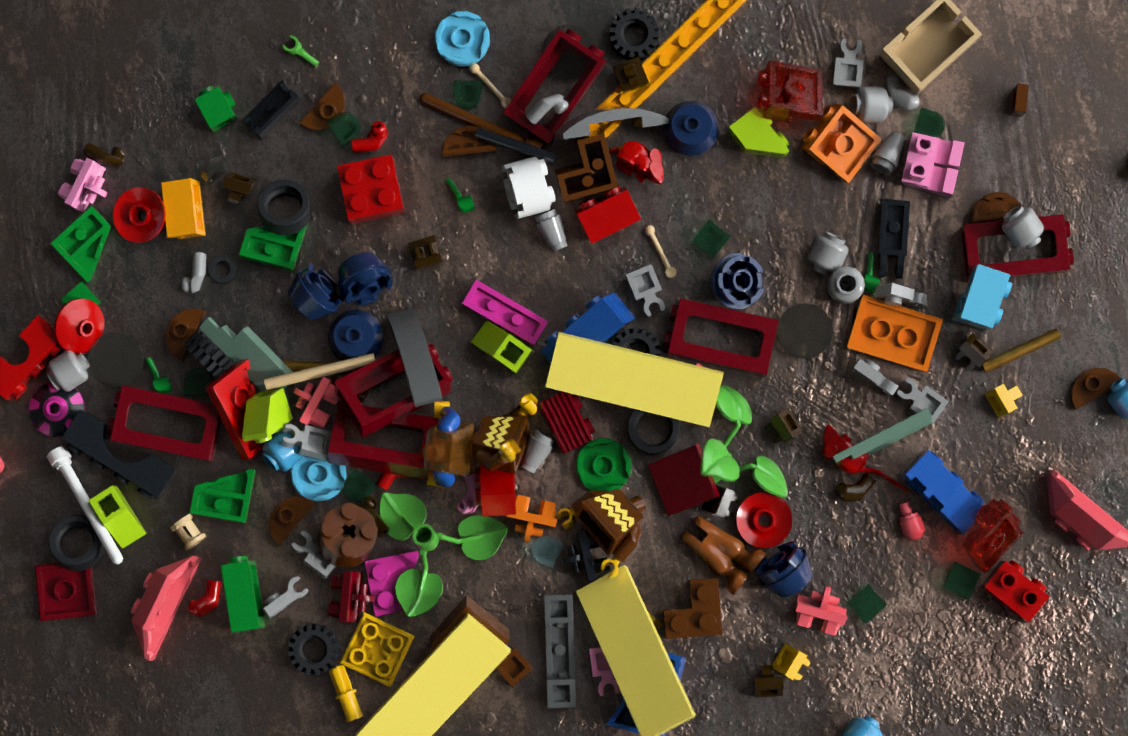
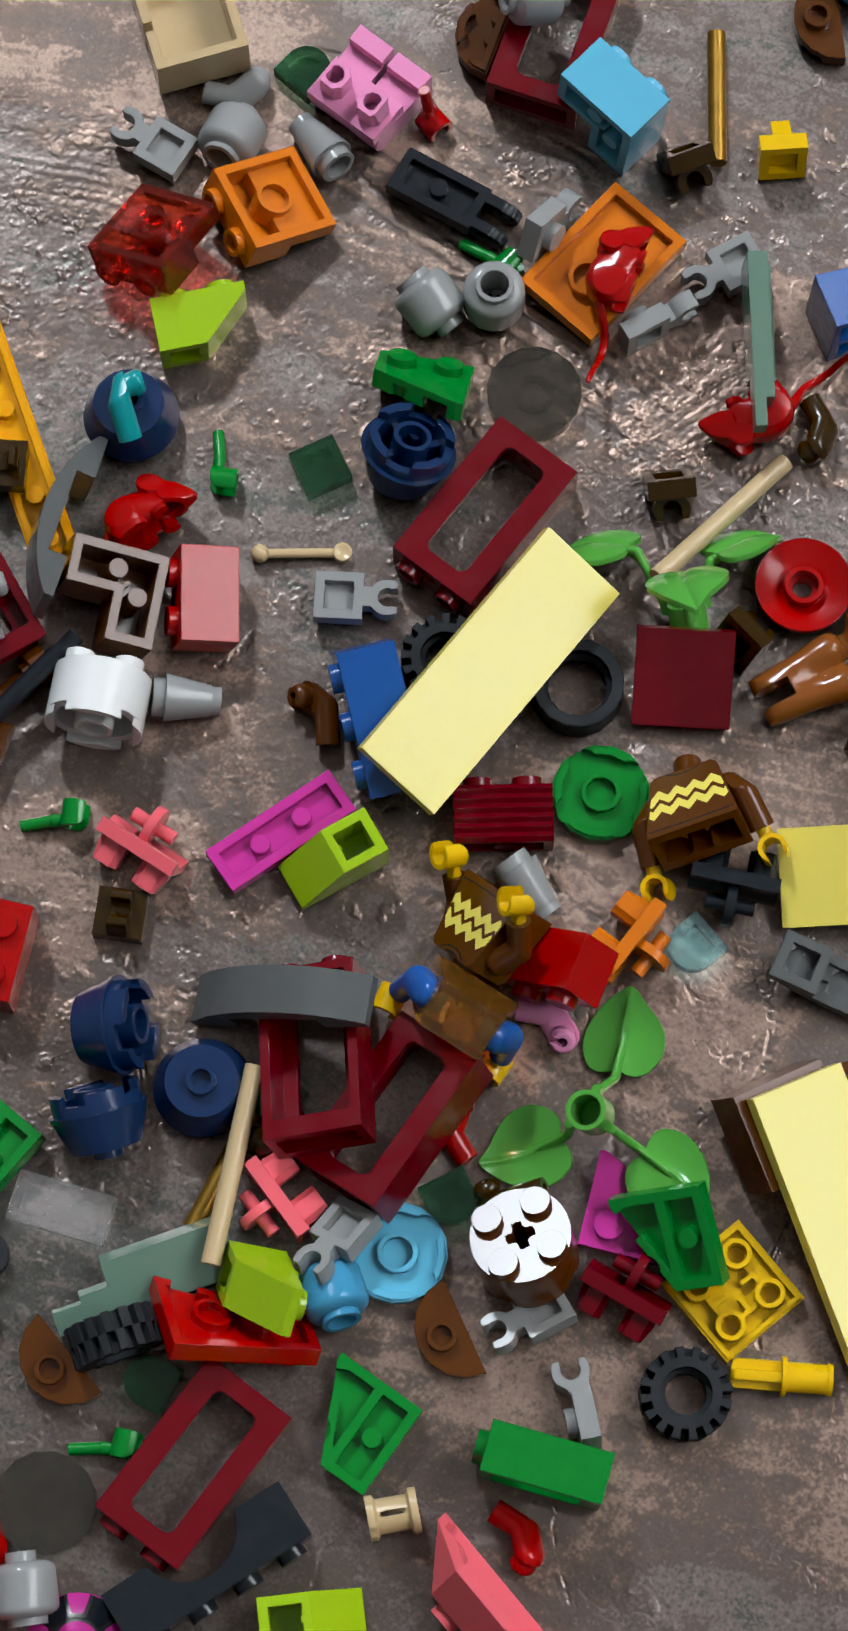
camera: 65 degrees left, 10 degrees down
(263, 296) = (61, 1208): none -> clear plate
(388, 608) = (678, 1232): none -> green wing
(467, 246) = (122, 837): none -> coral hips
(582, 298) = (321, 707): none -> reddish brown arm
(680, 192) = (223, 479): none -> green hand
(684, 122) = (121, 405): none -> teal arm
(779, 460) = (723, 516): none -> tan bar
(781, 271) = (421, 378): none -> green wing
(882, 343) = (613, 277): none -> red animal
(934, 204) = (431, 118): none -> red hand

